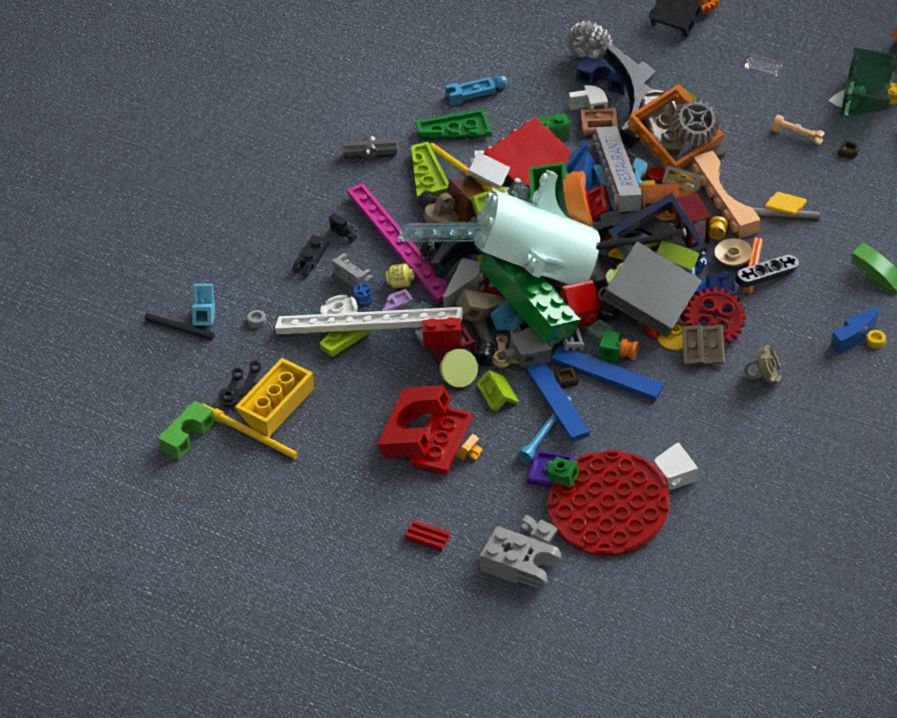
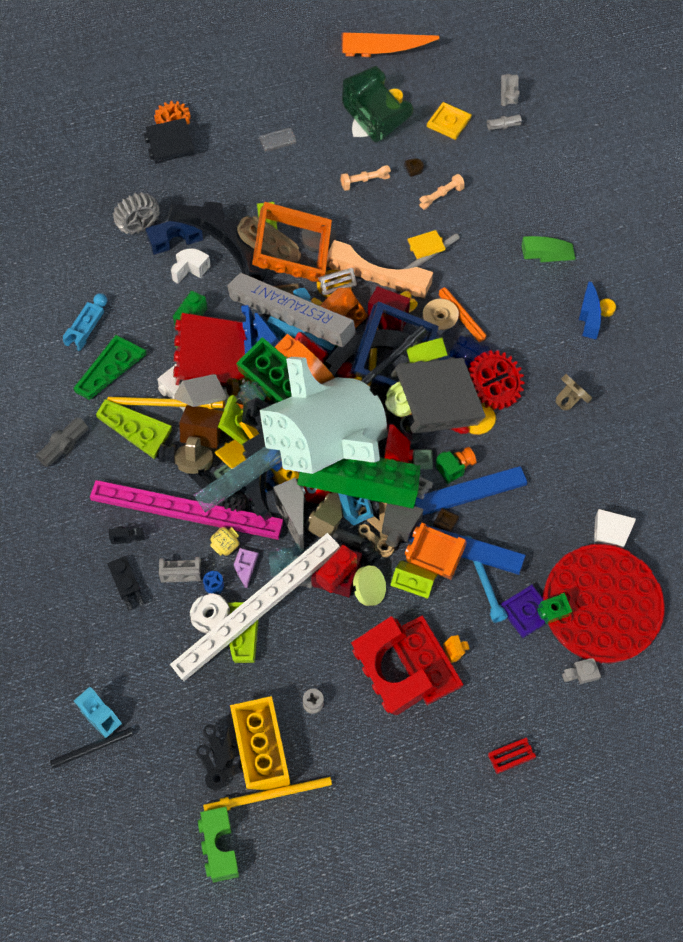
camera: 50 degrees left, 15 degrees up
(256, 319) = (149, 681): light grey tile -> none
(340, 404) = (313, 706): none -> light grey wheel
(517, 558) = (606, 710): light grey brick -> none
(529, 382) = (435, 551): none -> orange panel
(597, 117) = (212, 274): nougat plate -> none
(656, 174) = (312, 290): red tile -> none
(695, 116) = (314, 223): light grey gear -> none
(703, 345) = (512, 410): dark tan slope -> none
(765, 268) = (482, 311): black beam -> none
(826, 176) = (457, 183): none -> light nougat piece

